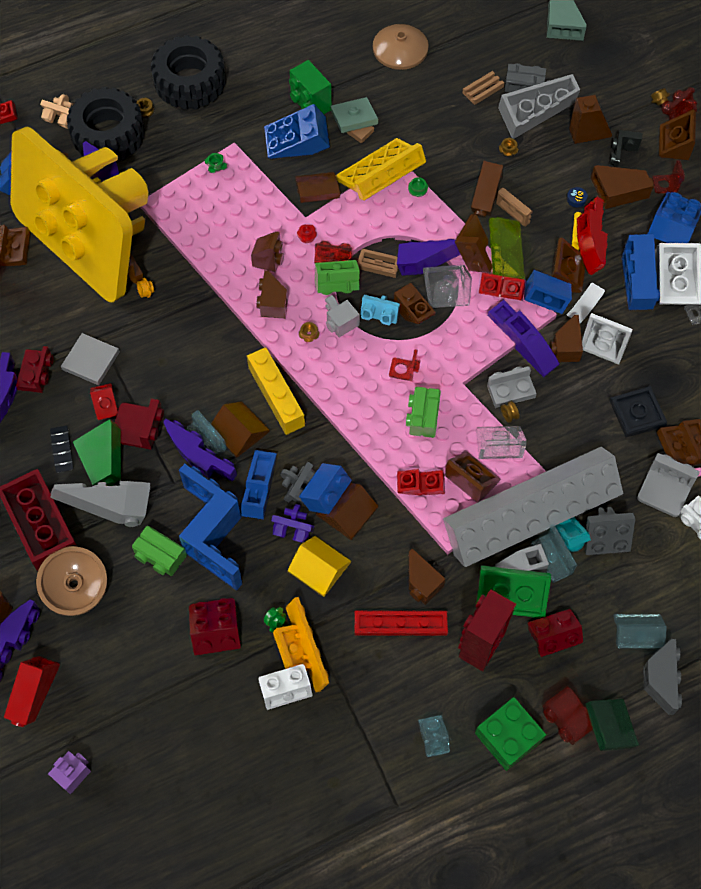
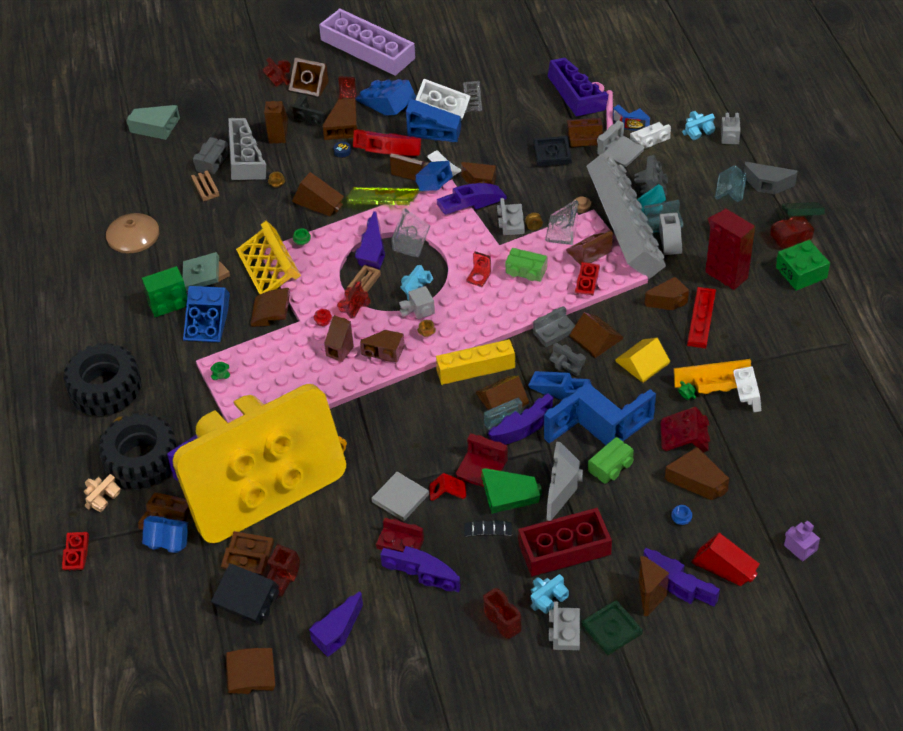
camera: 75 degrees left, 15 degrees down
(62, 568) = (631, 519): medium nougat dish -> none
(96, 637) = (681, 515): none -> blue plate
(151, 647) = (697, 474): none -> reddish brown slope
(302, 529) = (610, 363): dark purple hips -> none
(325, 488) = (579, 339): blue brick -> none
(336, 277) = (380, 297): bright green brick -> none
(353, 462) = (553, 327): none -> dark grey bracket
(413, 305) = (424, 256): reddish brown slope -> none
(434, 735) = (796, 308): clear light blue bracket -> none
(472, 245) = (388, 206): reddish brown bracket -> none
(502, 286) = (422, 199): red slope -> none
(513, 207) = (344, 183): medium nougat tile -> none
(522, 587) = (691, 242): green tile -> none
(555, 458) = (584, 204): none -> medium nougat plate
(574, 236) = (373, 155): yellow wheel -> none
(606, 338) = (490, 145): white slope -> none
(660, 96) = (263, 82): pearl gold plate -> none

